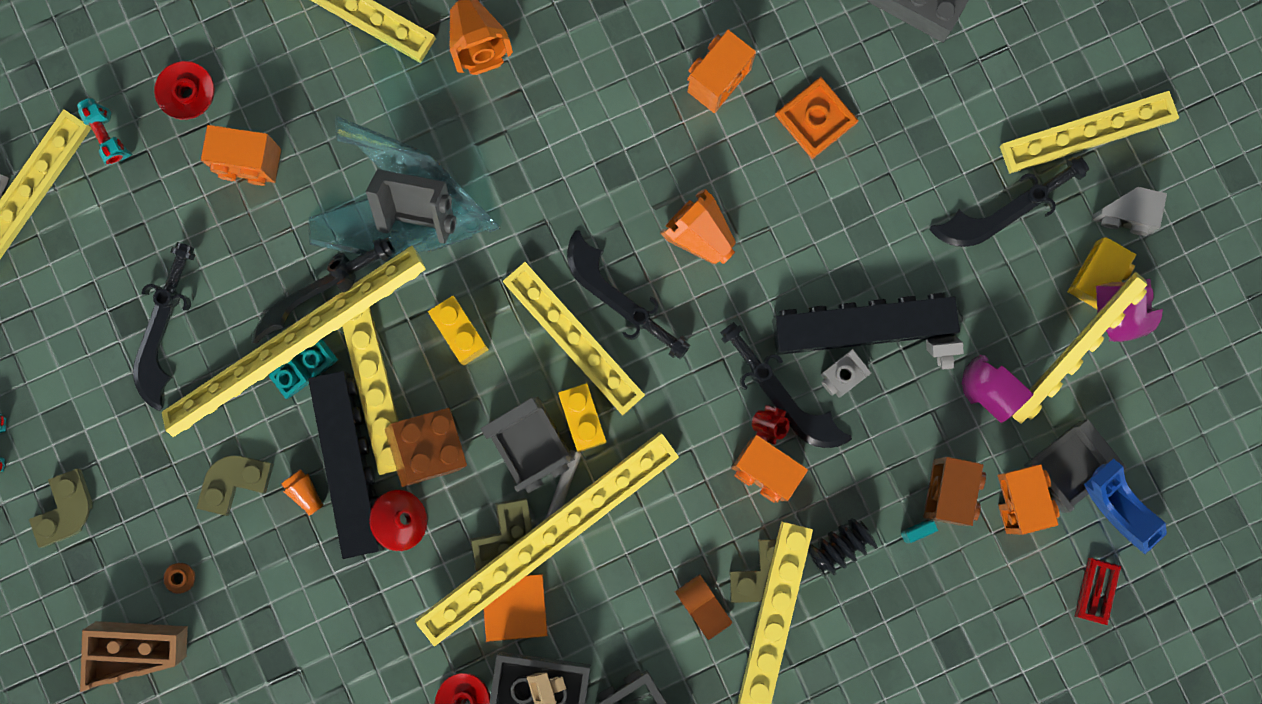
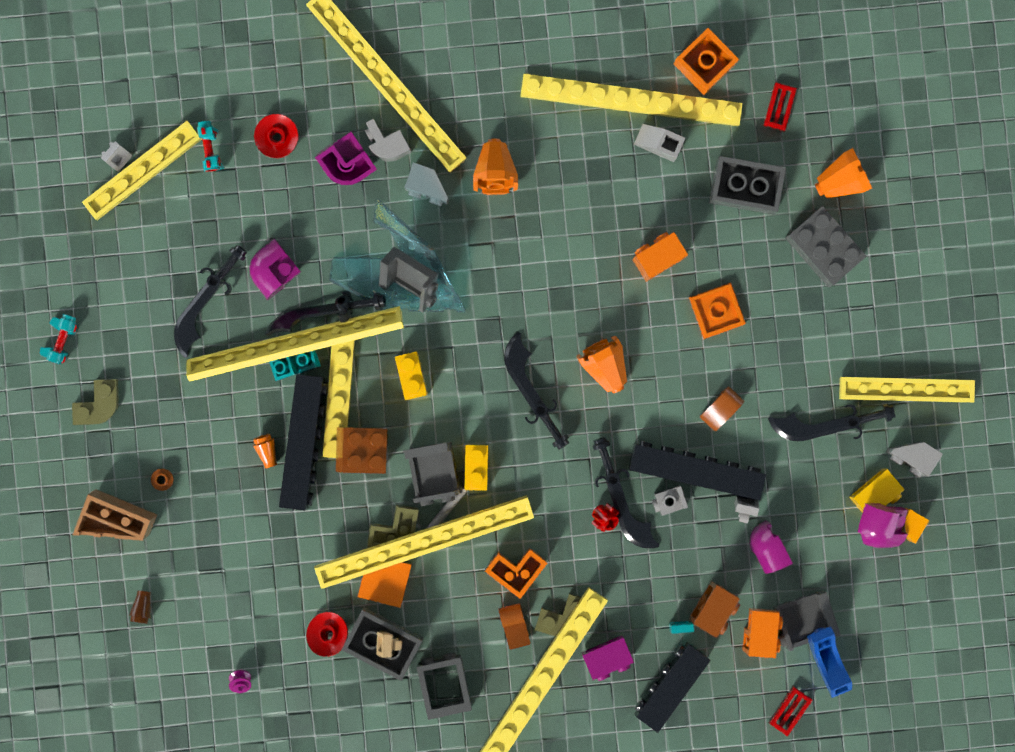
camera: 20 degrees right, 5 degrees up
(226, 476) = (216, 420): olive plate -> none
(234, 258) = (272, 269): none -> magenta brick
(241, 154) = (301, 198): orange brick -> none
(282, 89) = (345, 161): none -> magenta brick
(331, 57) = (388, 148): none -> light grey brick
(386, 521) = (317, 491): red dish -> none
(393, 84) = (425, 183): none -> light grey slope
(573, 338) = (489, 409): light yellow plate -> none
(685, 541) = (516, 577): none -> orange brick
(769, 470) = (592, 548): orange brick -> none
(840, 605) = (607, 658): none -> magenta brick
(841, 546) = (624, 619): black piece -> none
(868, 236) = (722, 408): none -> dark orange panel
(935, 613) = (671, 687): none -> black brick
(1088, 339) = (846, 539): light yellow plate -> none
(1166, 297) = (914, 525): none -> light orange brick

